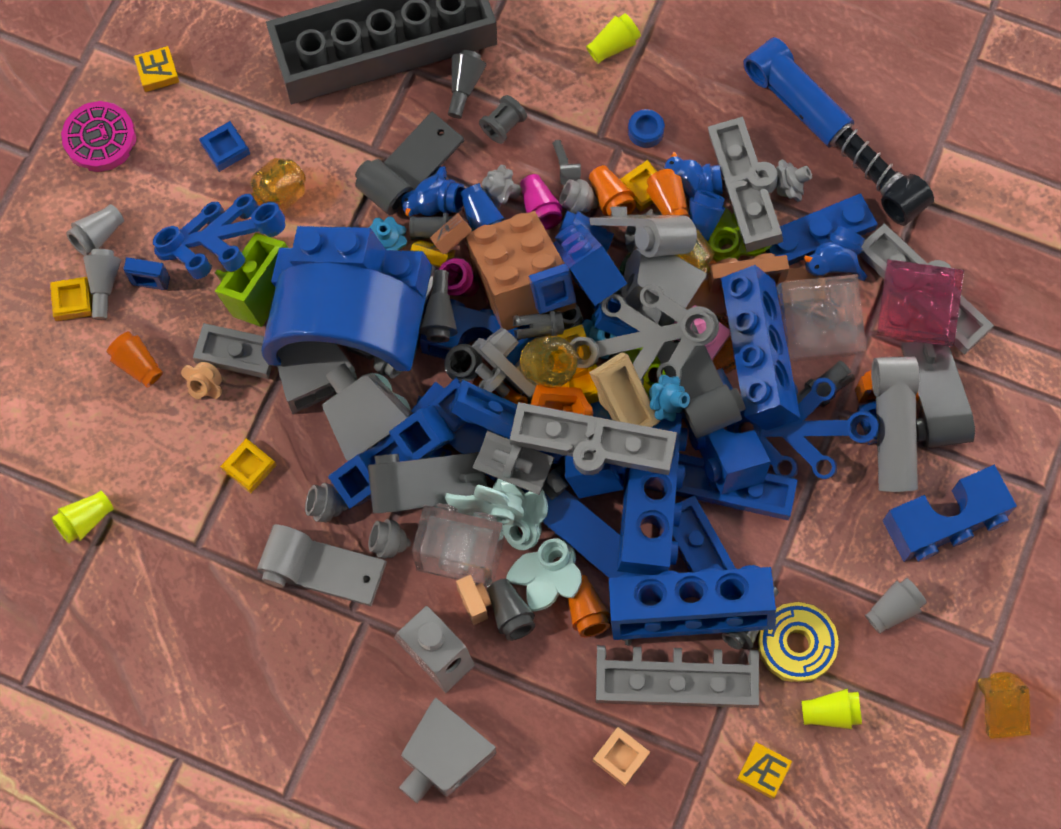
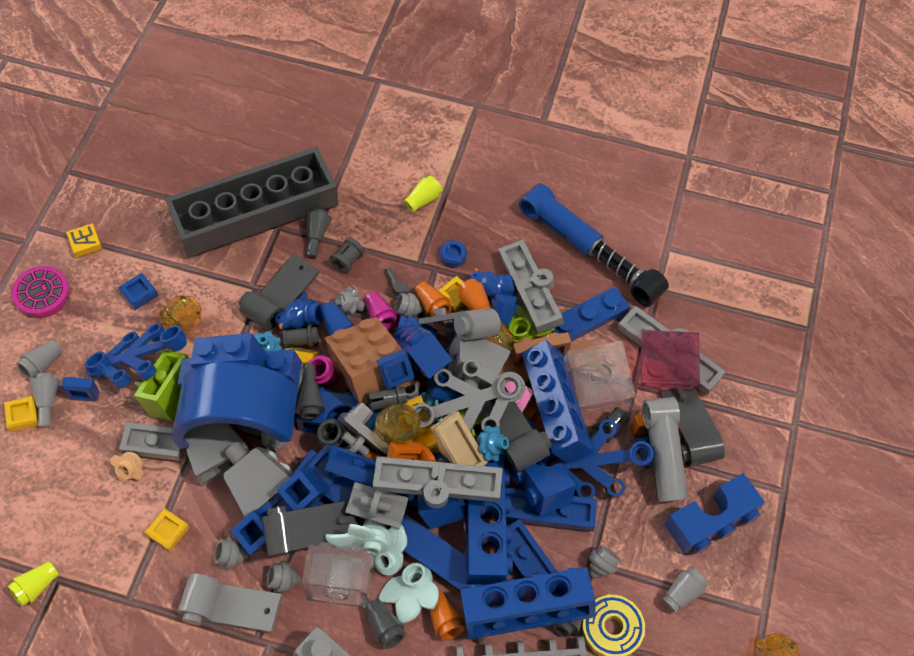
camera: 10 degrees left, 10 degrees down
(134, 358) = (72, 454): orange cone -> none
(451, 234) = (315, 338): nougat tile -> none
(474, 598) = (354, 617): light nougat plate -> none
(555, 483) = (411, 519): dark grey hand -> none
(791, 180) = (564, 281): light grey plant -> none
(795, 560) = (603, 562): none -> light grey plate
(837, 255) = (604, 330): blue animal -> none

